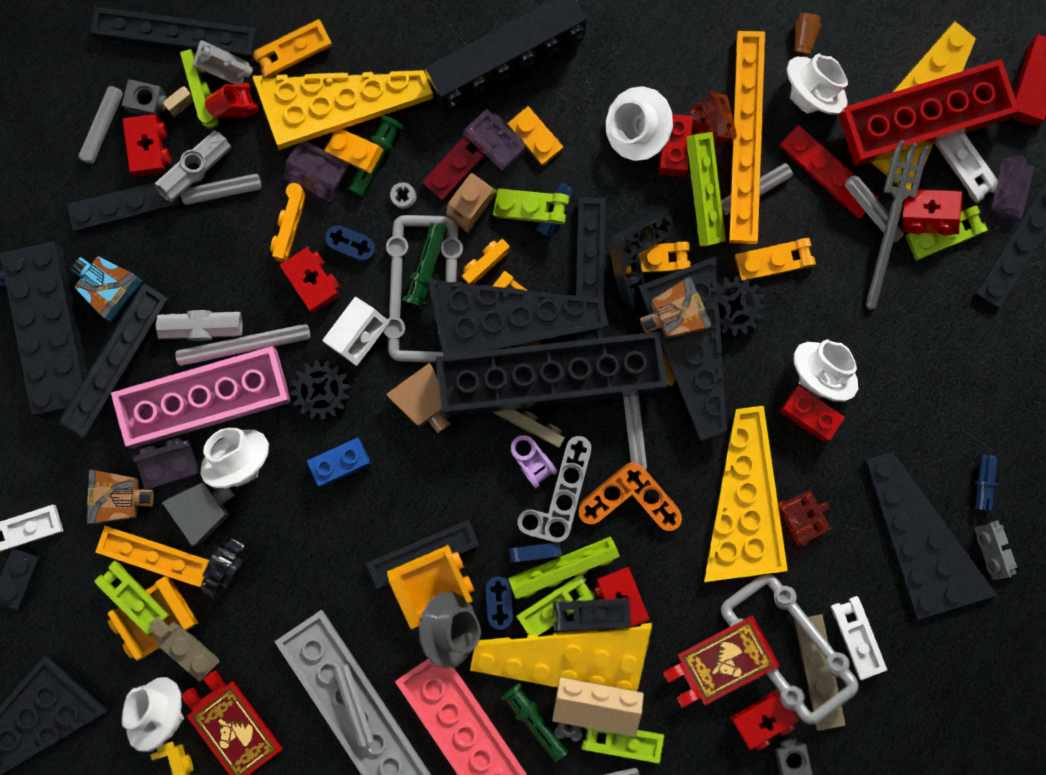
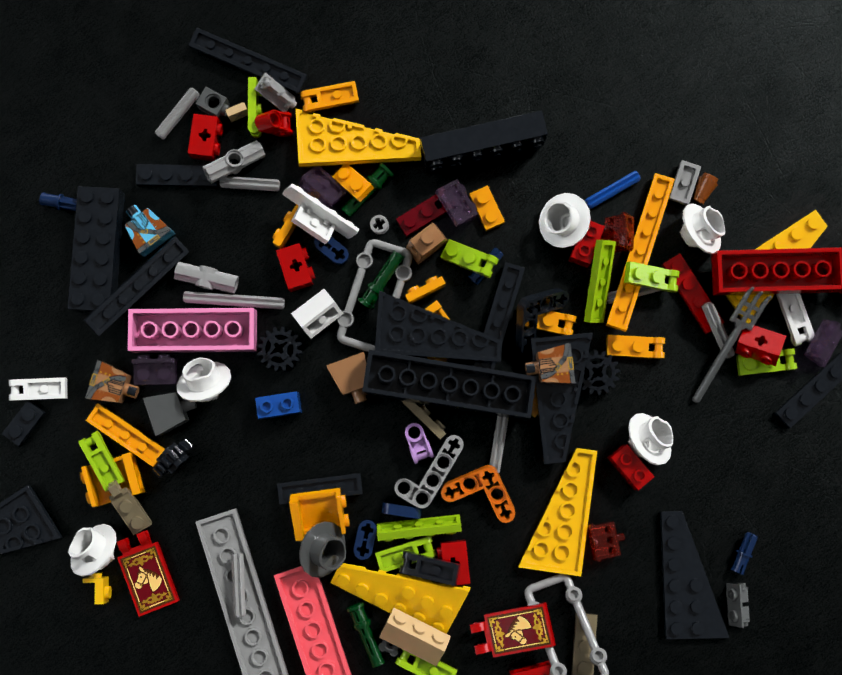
camera: 15 degrees right, 0 degrees up
(321, 208) = (316, 217): none -> white bracket
(690, 67) = (612, 189): none -> blue axle
(769, 164) = (651, 276): none -> lime plate
(779, 33) = (684, 182): none -> light grey plate
(859, 639) = (619, 641): white plate -> none

